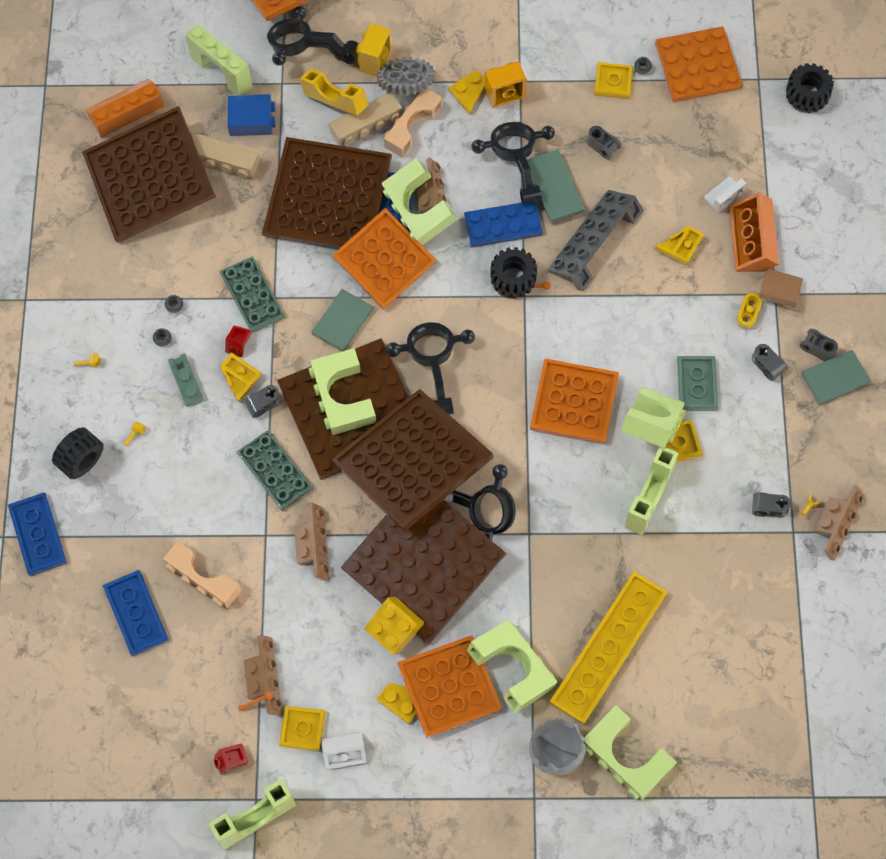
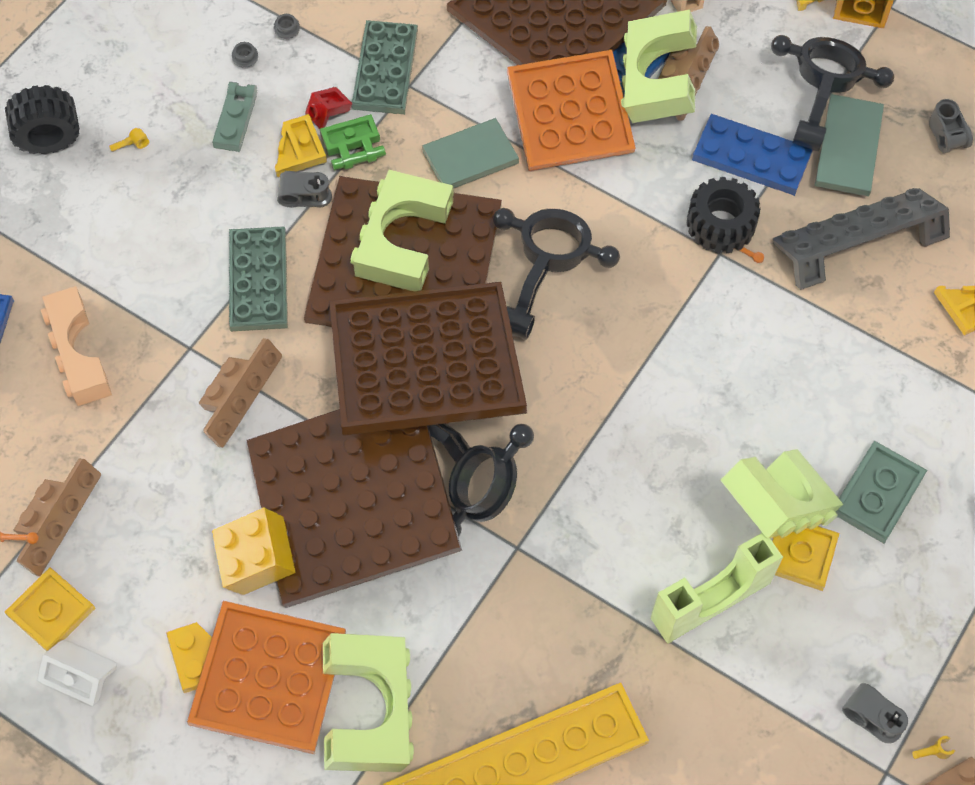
camera: 30 degrees right, 5 degrees down
(94, 361) = (148, 37): yellow hand -> none
(265, 350) = (352, 135): none -> bright green plate
(574, 401) = (694, 416): orange plate -> none

